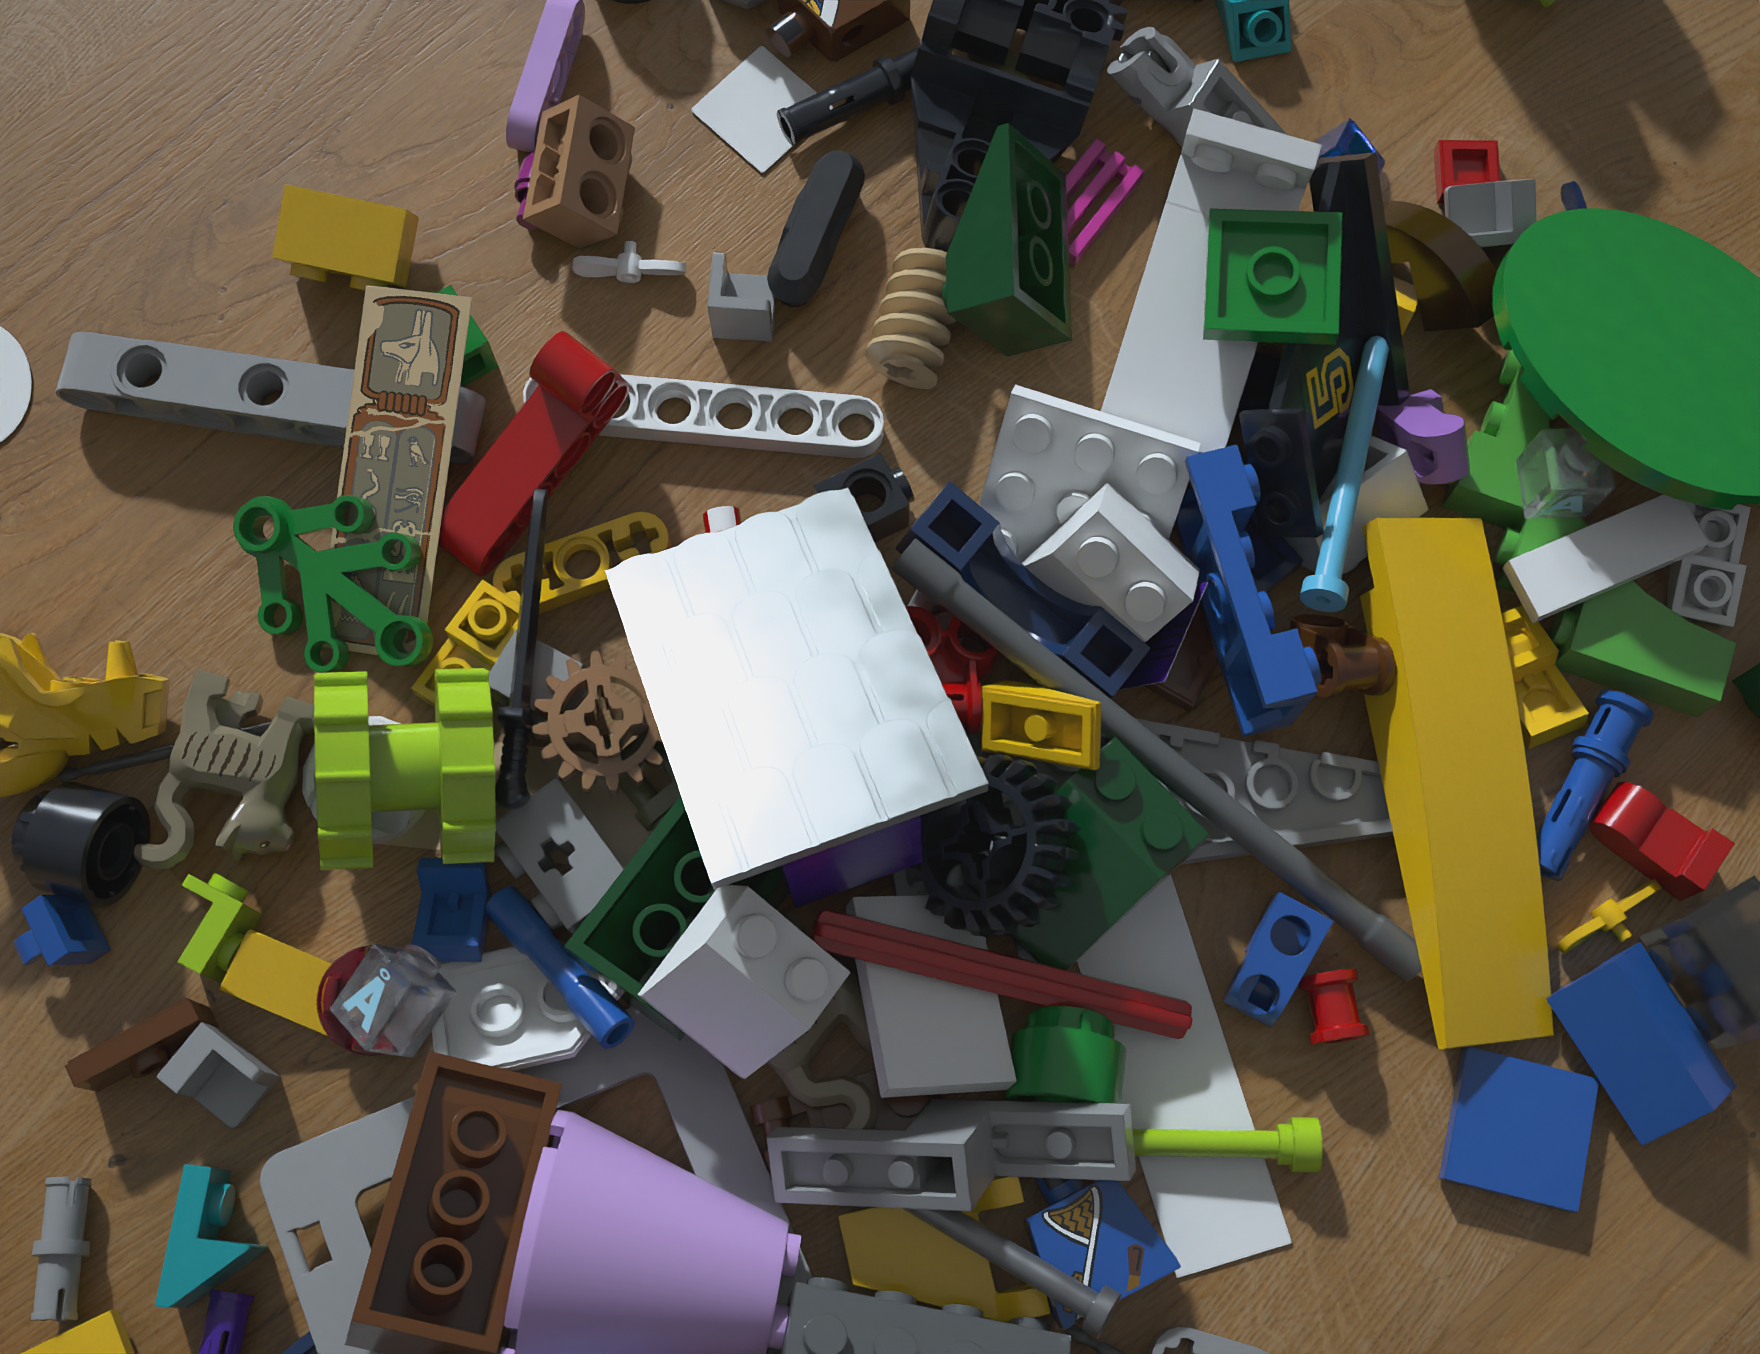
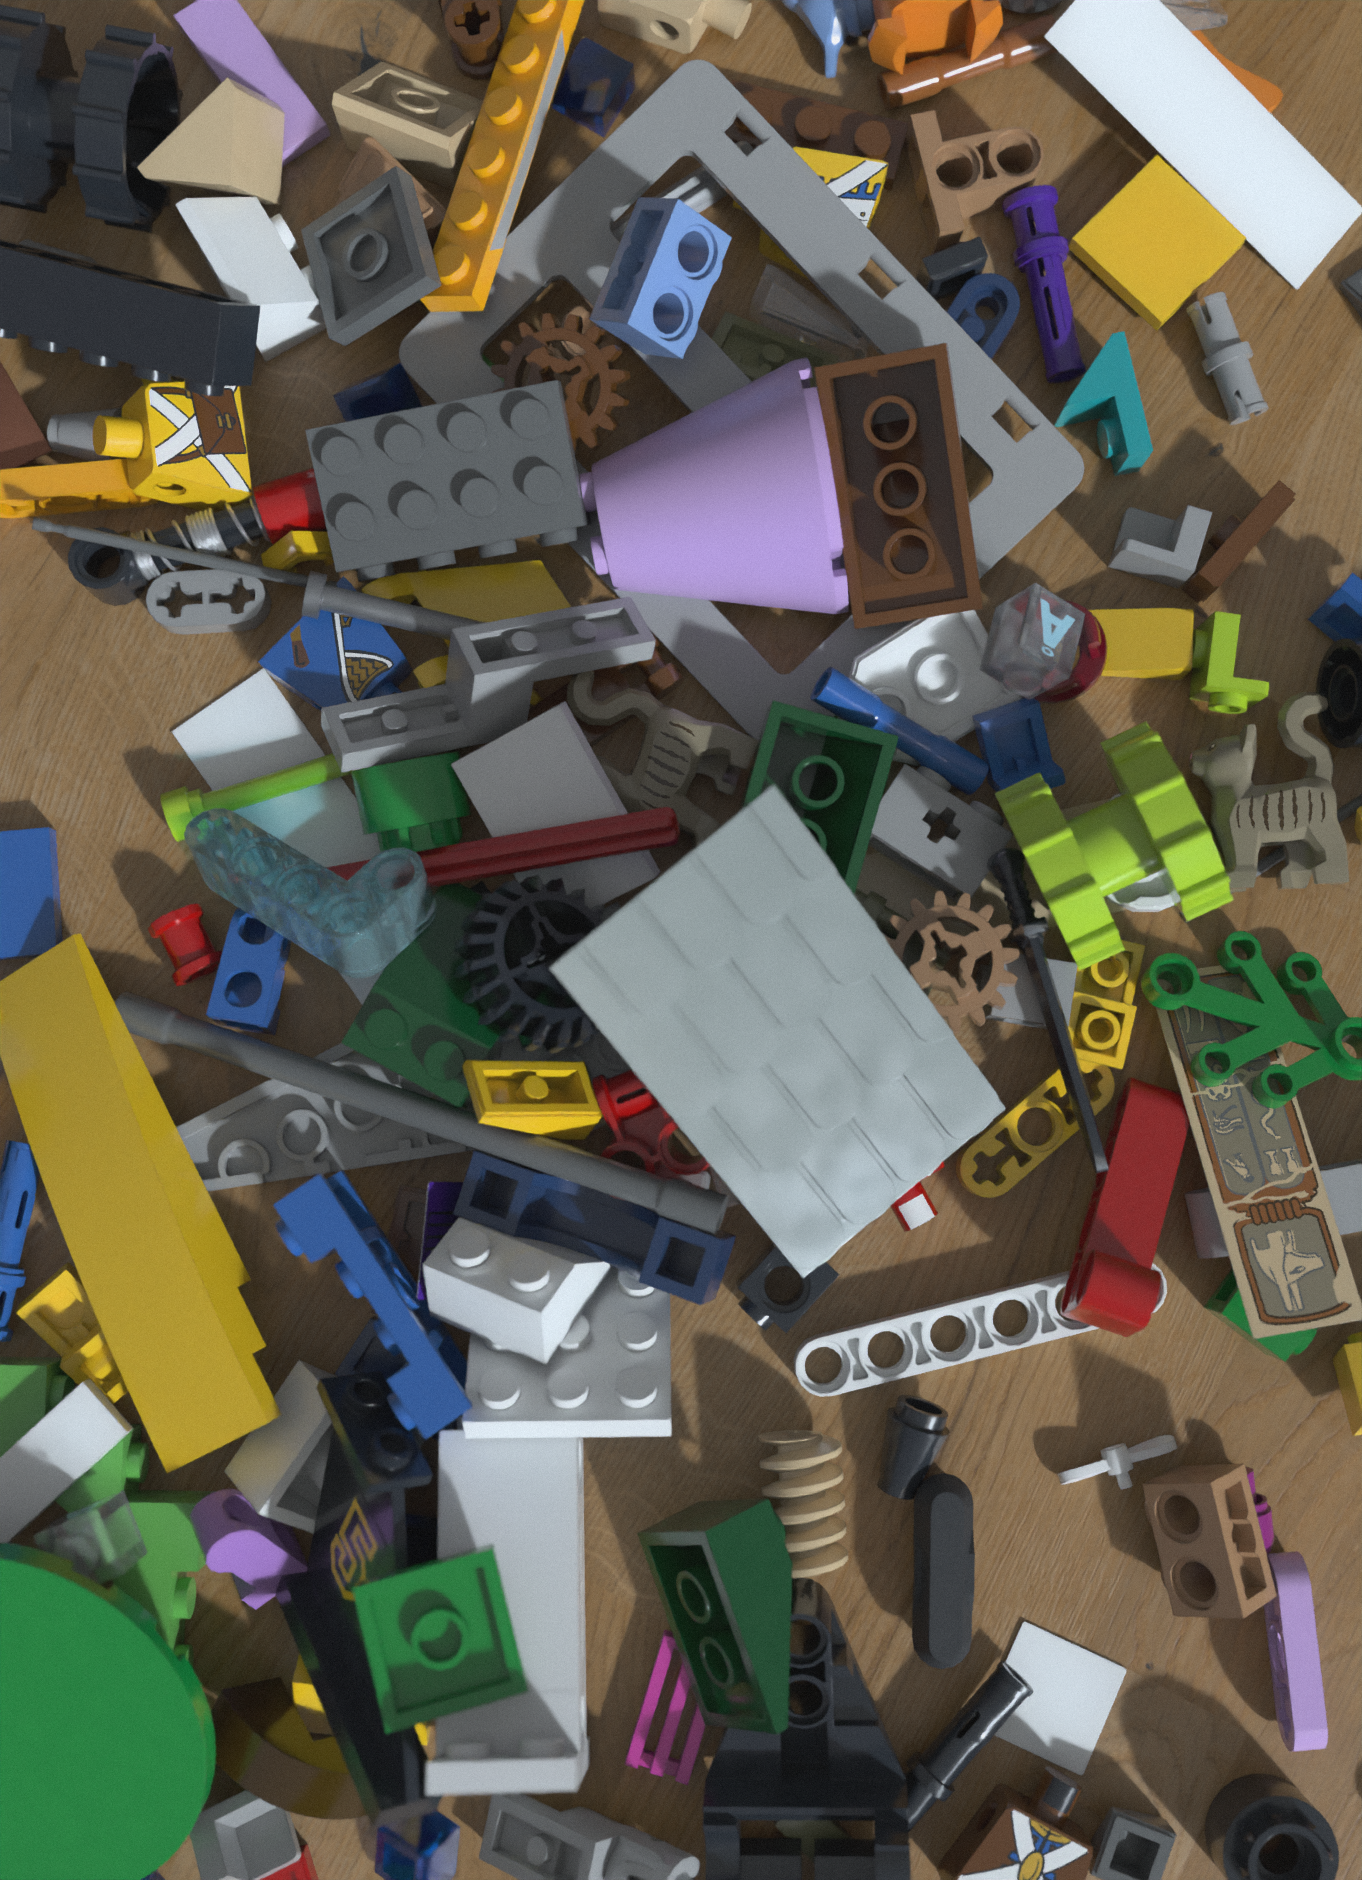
camera: 160 degrees right, 10 degrees up
(739, 304) = (989, 1457): light grey panel -> none
(743, 980) = (720, 751): white slope -> none
(802, 336) = (910, 1445): none -> black cone
(1205, 1013) = (344, 923): none -> clear light blue beam
(1325, 589) = (297, 1326): medium azure bar -> none
(1346, 656) = (270, 1278): reddish brown piece -> none

